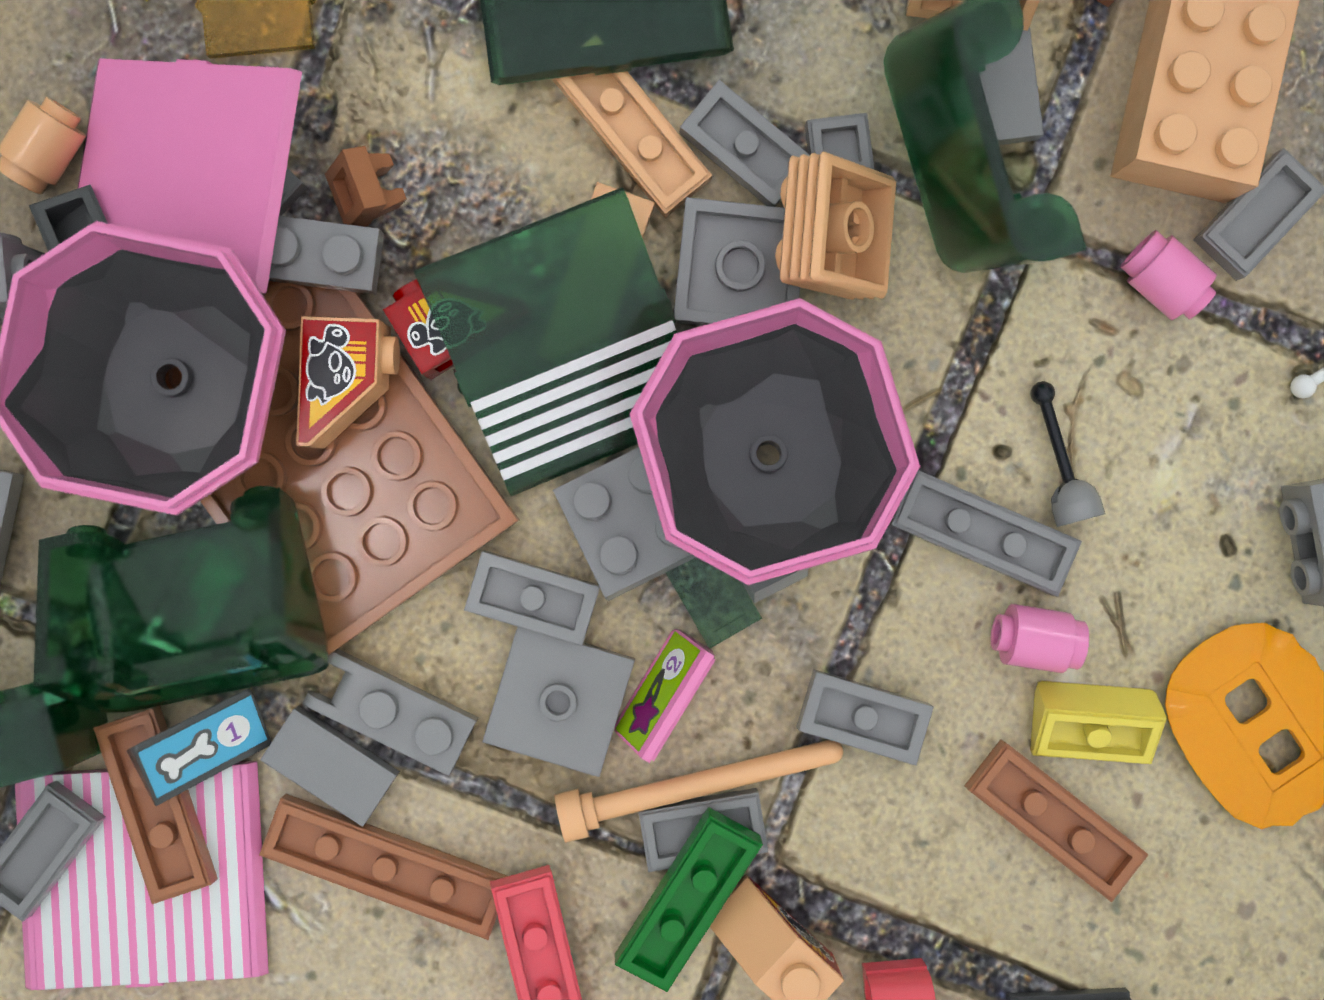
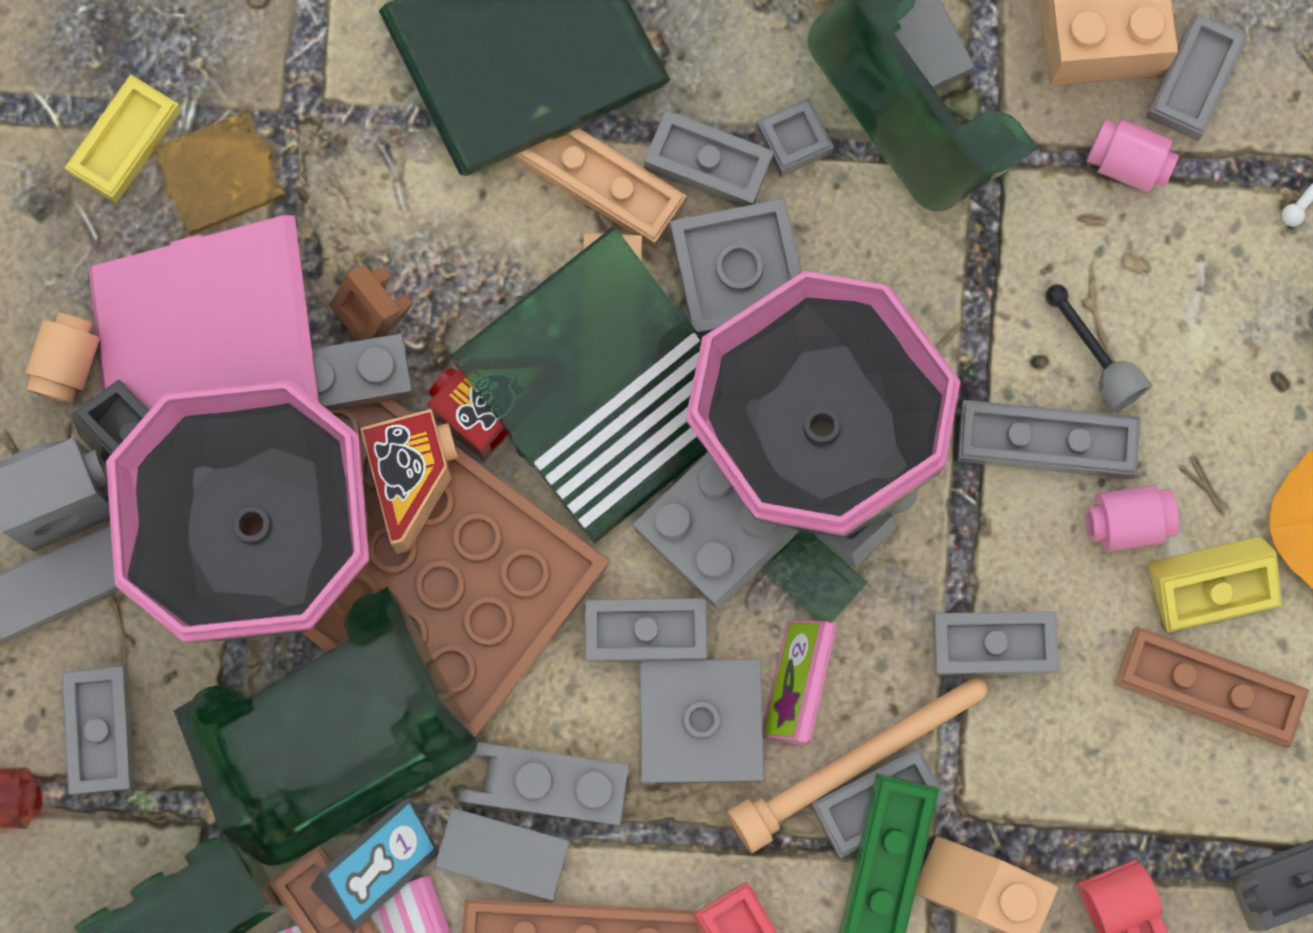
camera: 20 degrees left, 10 degrees down
(836, 227) = (816, 204): light nougat brick -> none

